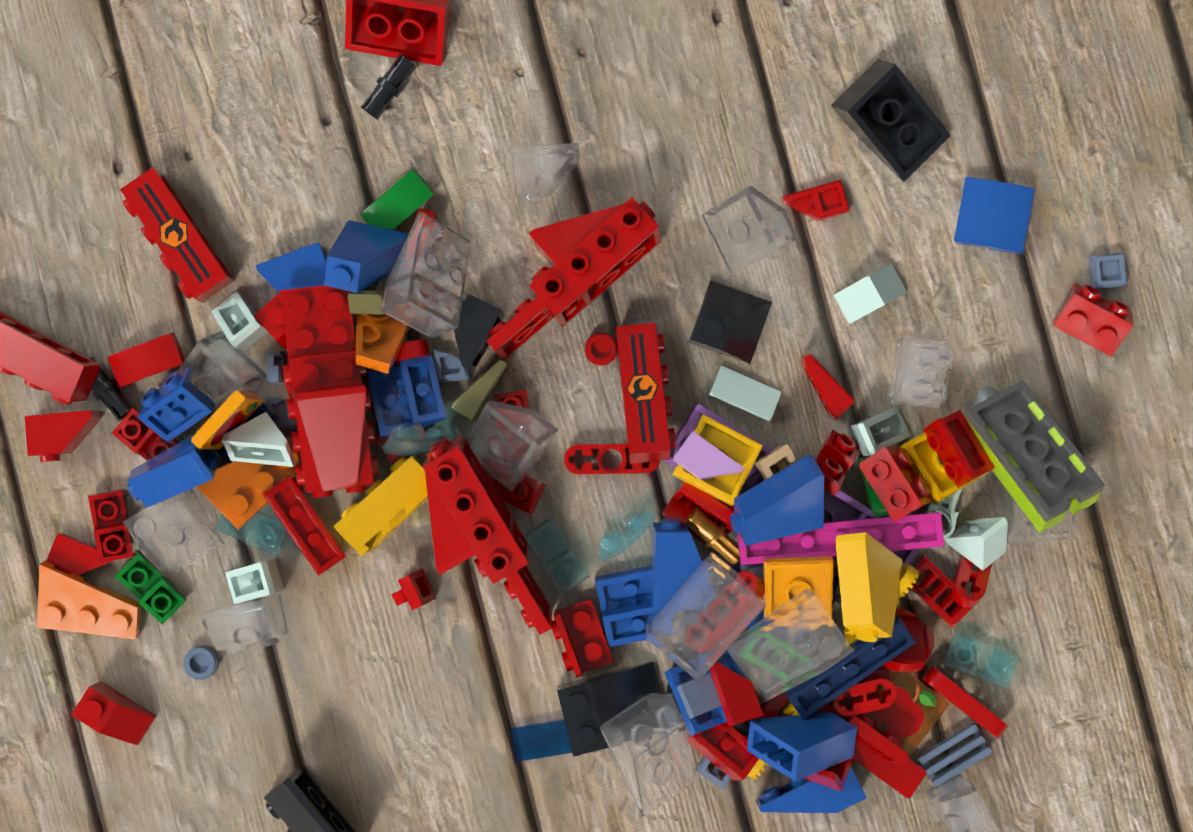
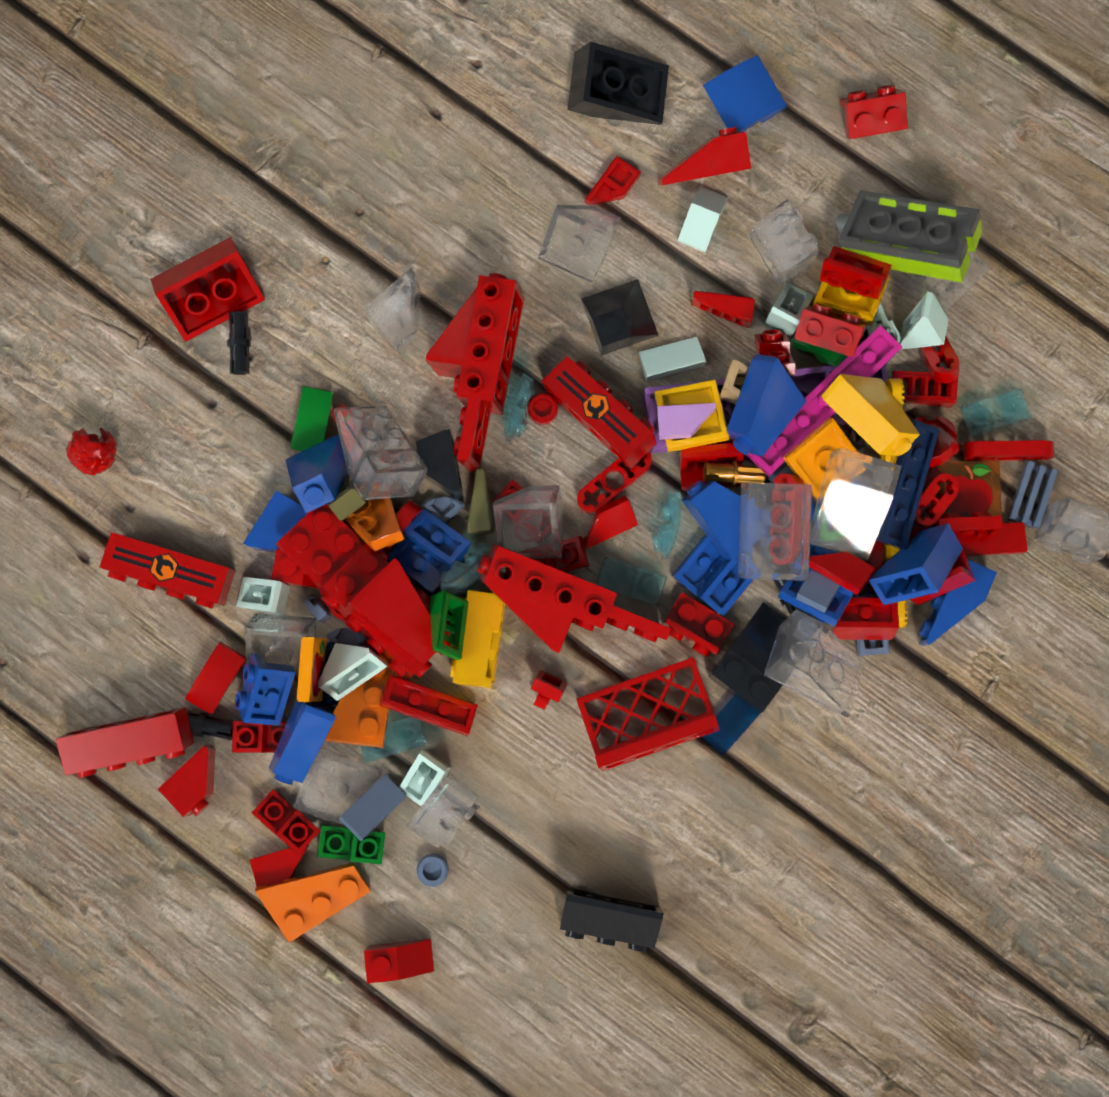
camera: 30 degrees left, 5 degrees down
(189, 85) = (90, 453): none -> red piece
(191, 572) = (372, 807): none -> sand blue tile
(388, 467) = (457, 609): none -> green slope
(468, 705) = (656, 740): none -> red fence
(570, 339) = (515, 415): none -> clear light blue slope
(579, 492) = (610, 521): none -> red tile
(922, 249) = (716, 156): none -> red slope
(1108, 271) = (856, 72): sand blue tile -> none

